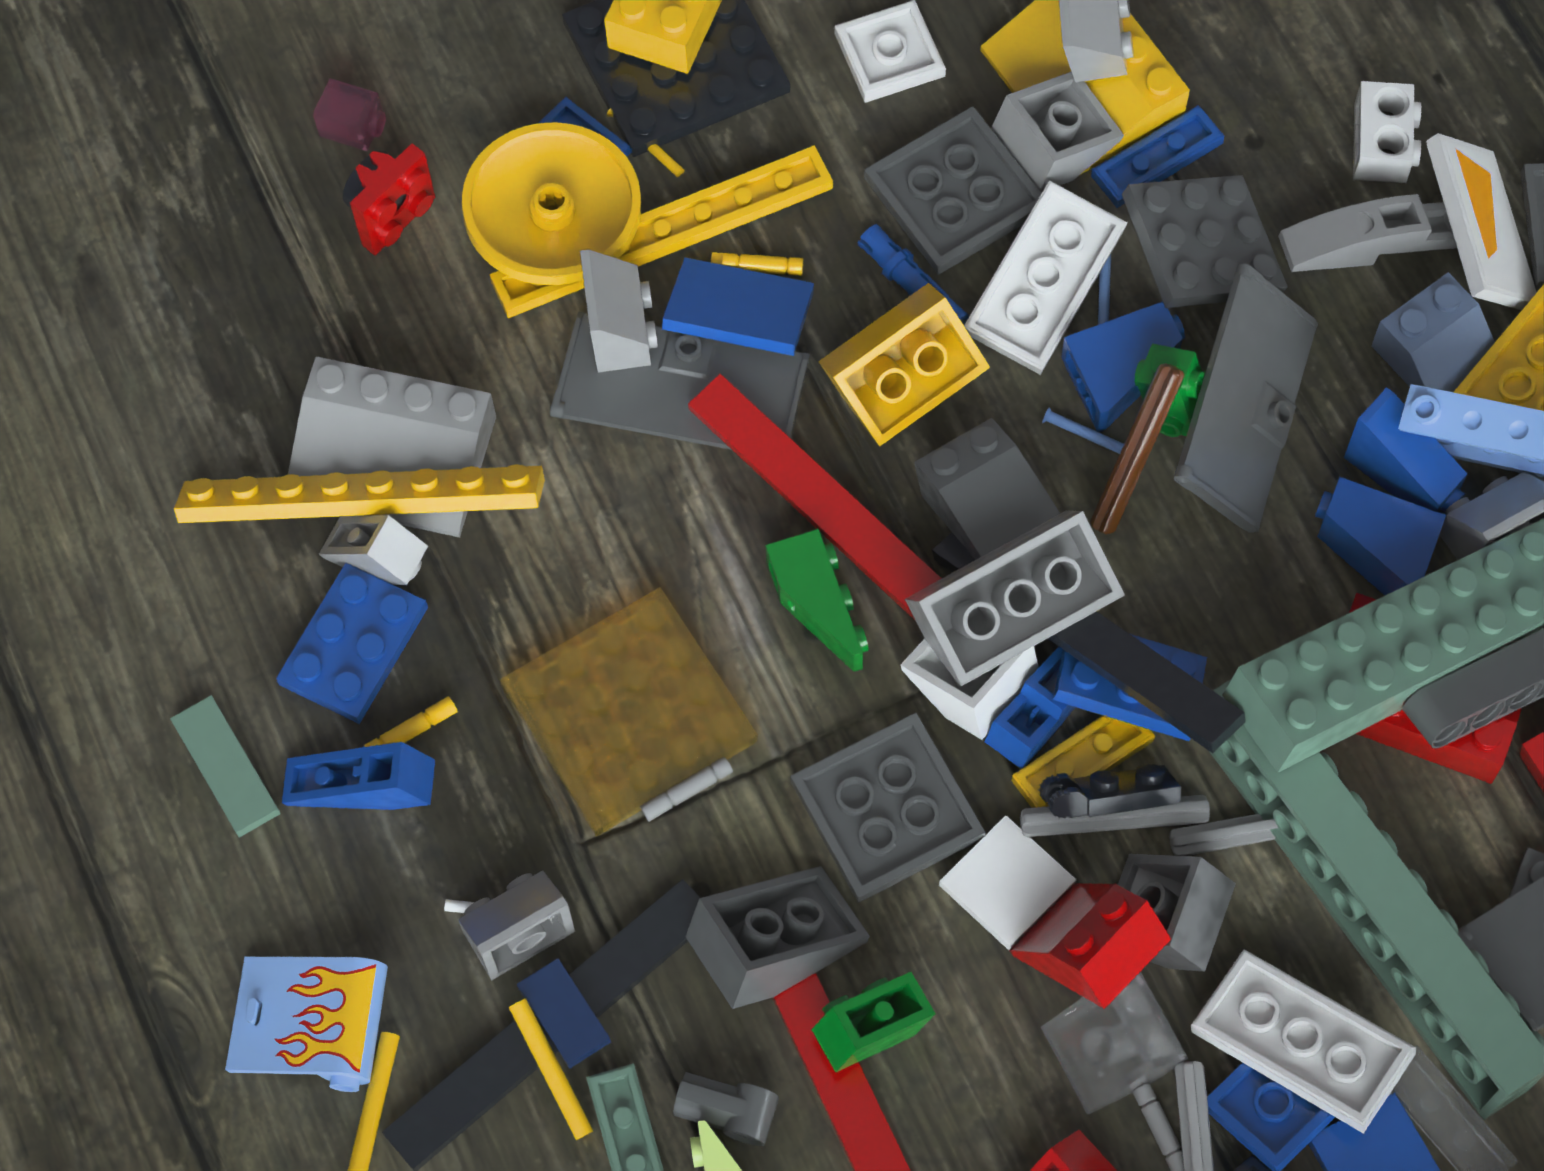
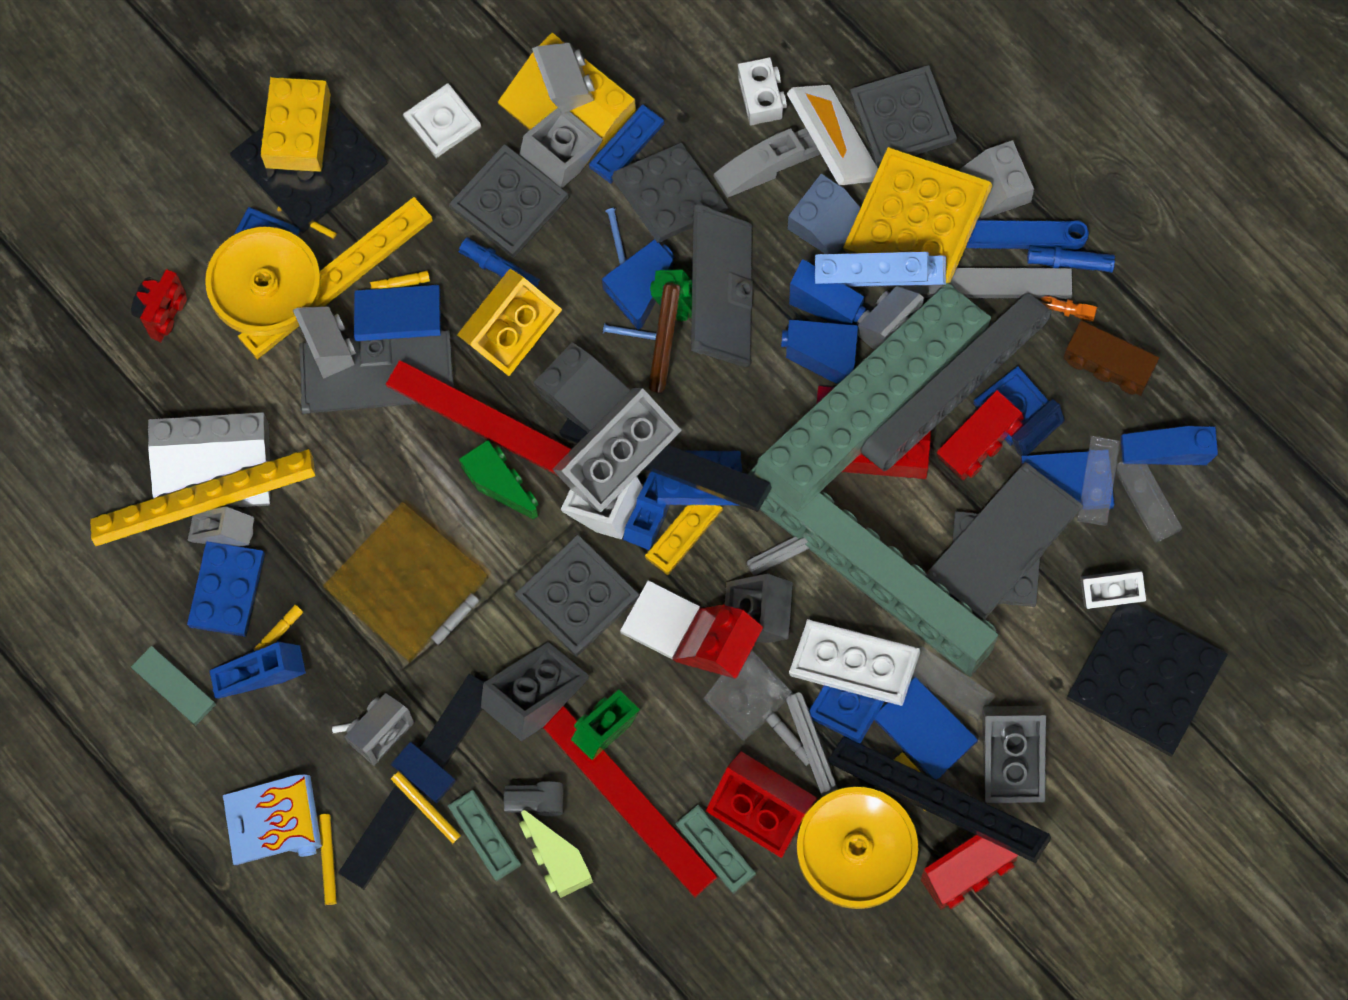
camera: 15 degrees left, 5 degrees up
(349, 115) = (116, 256): clear pink brick -> none
(1044, 277) = (579, 242): white tile -> none
(1110, 791) = (705, 549): black hinge -> none
(1189, 810) = (711, 562): light grey axle -> none

